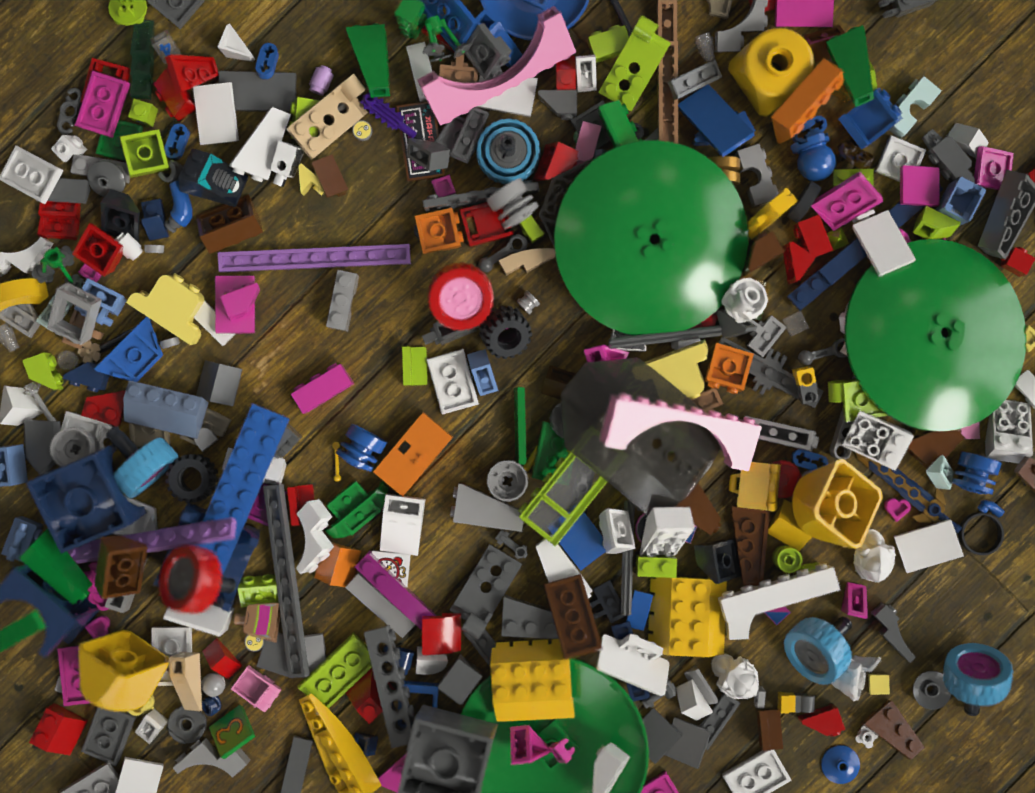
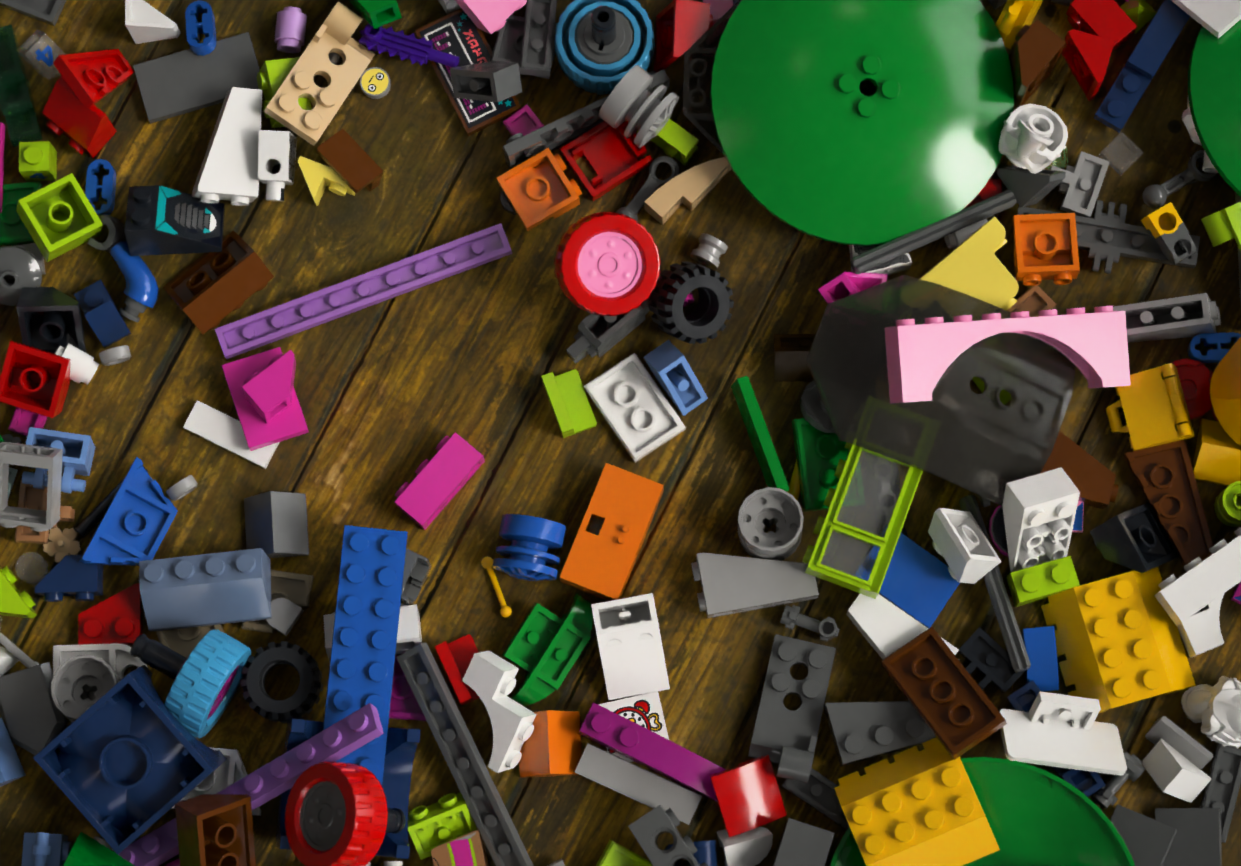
camera: 15 degrees left, 10 degrees down
(171, 306) = (169, 430): light yellow brick -> none
(215, 113) = (148, 127): white tile -> none
(342, 297) = (427, 339): light grey arch -> none

